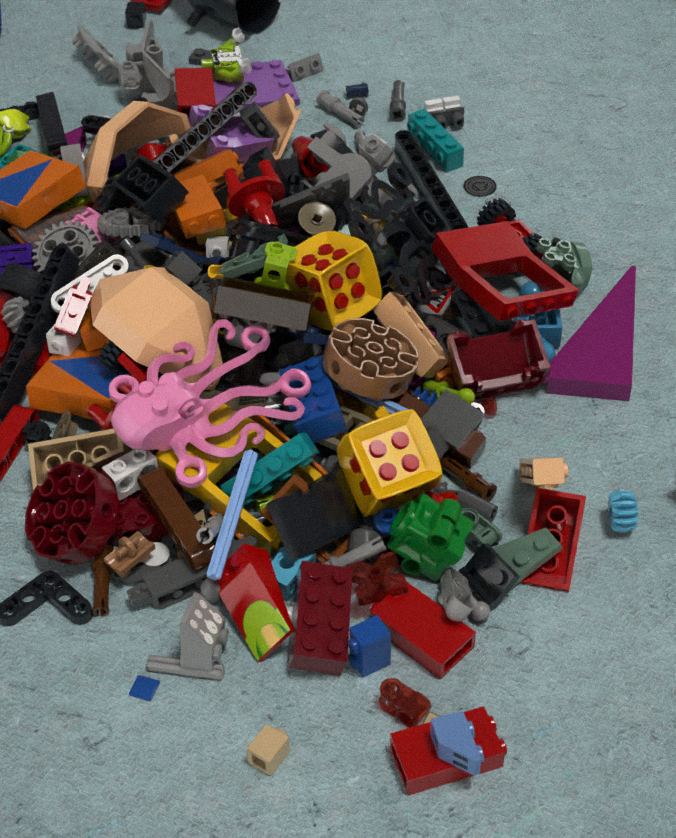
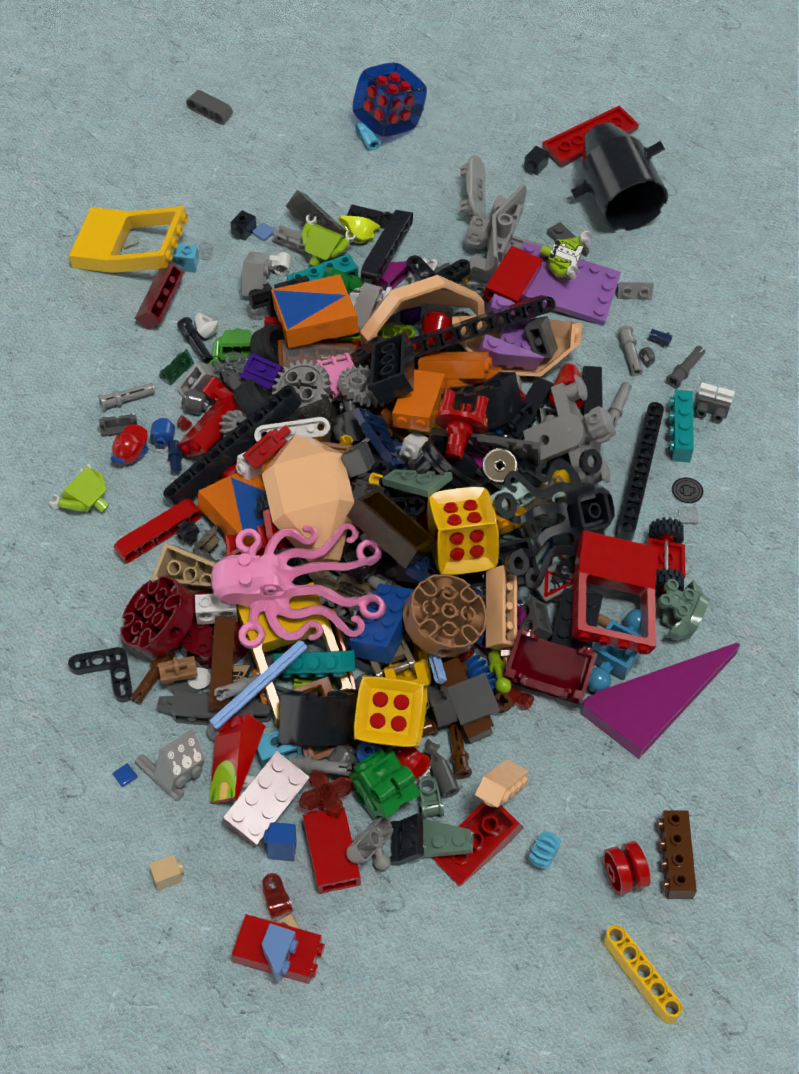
camera: 30 degrees right, 10 degrees up
(277, 259) = (426, 493): lime piece -> none

